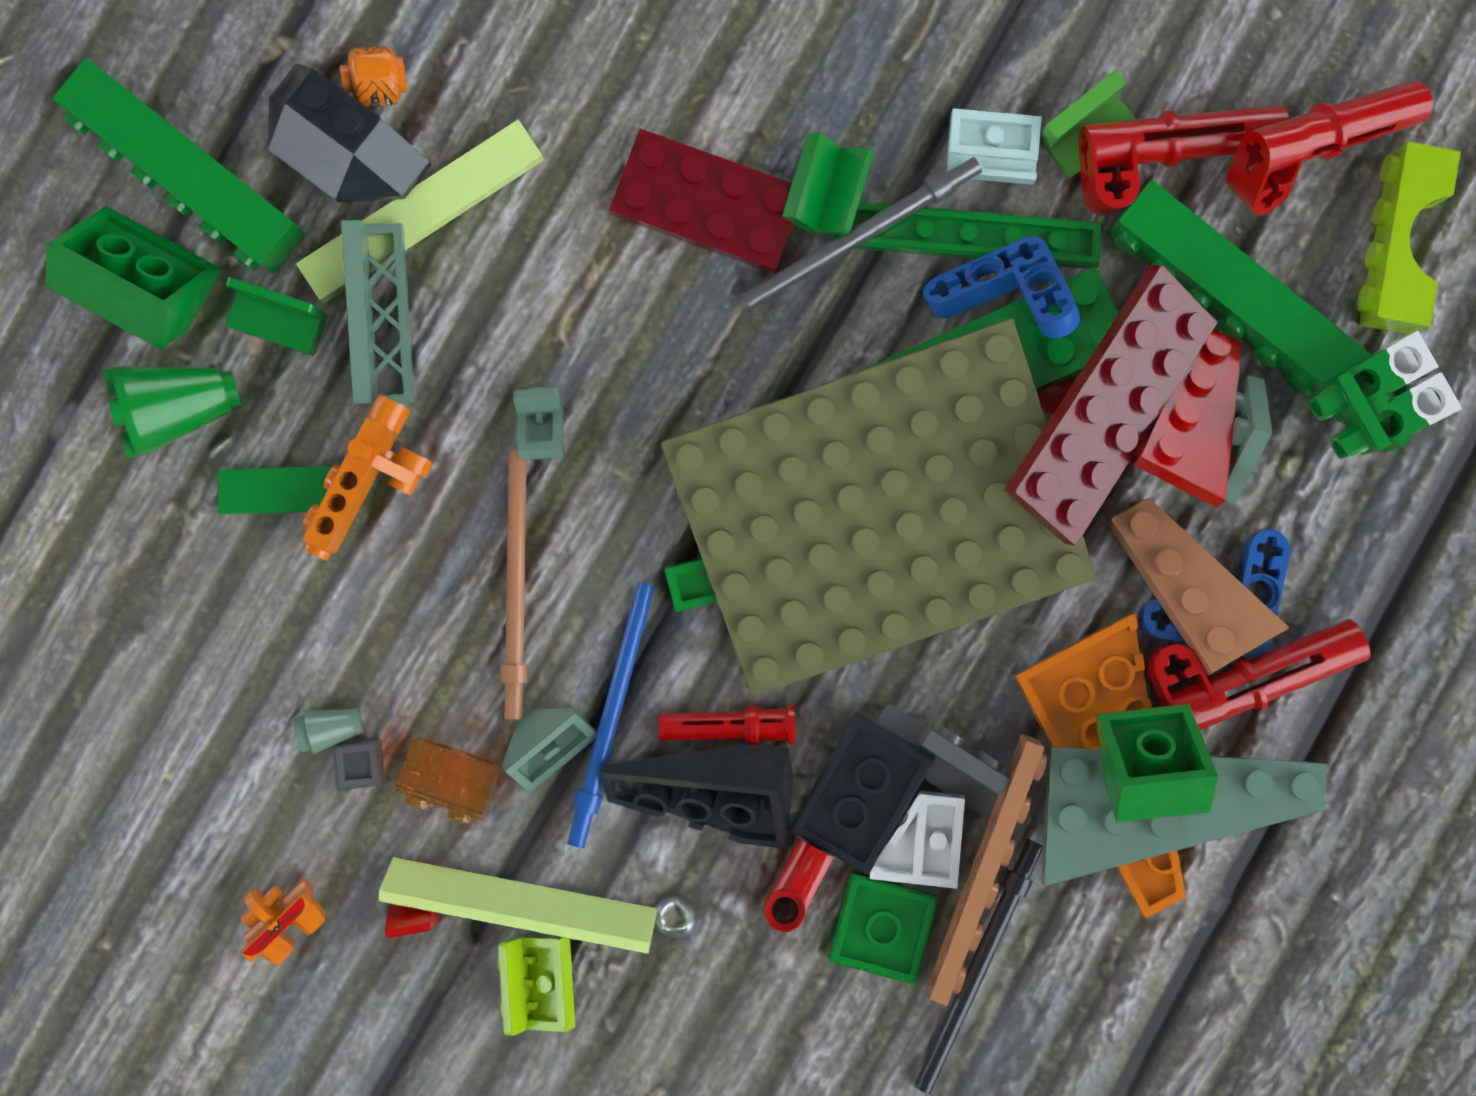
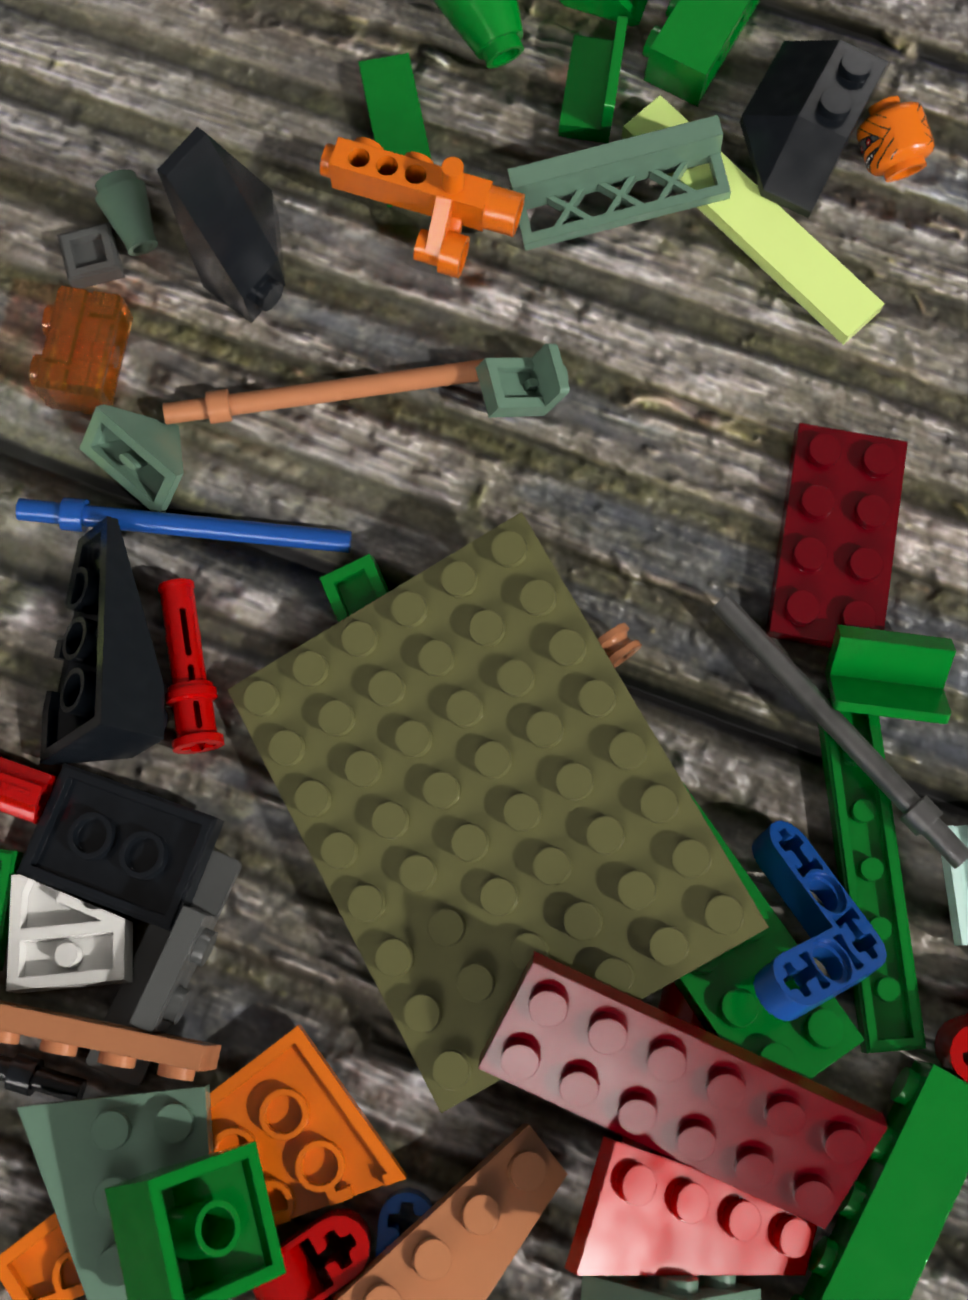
camera: 75 degrees right, 10 degrees down
(378, 638) = (226, 224): none -> black wedge
(768, 389) = (618, 645): none -> nougat bush

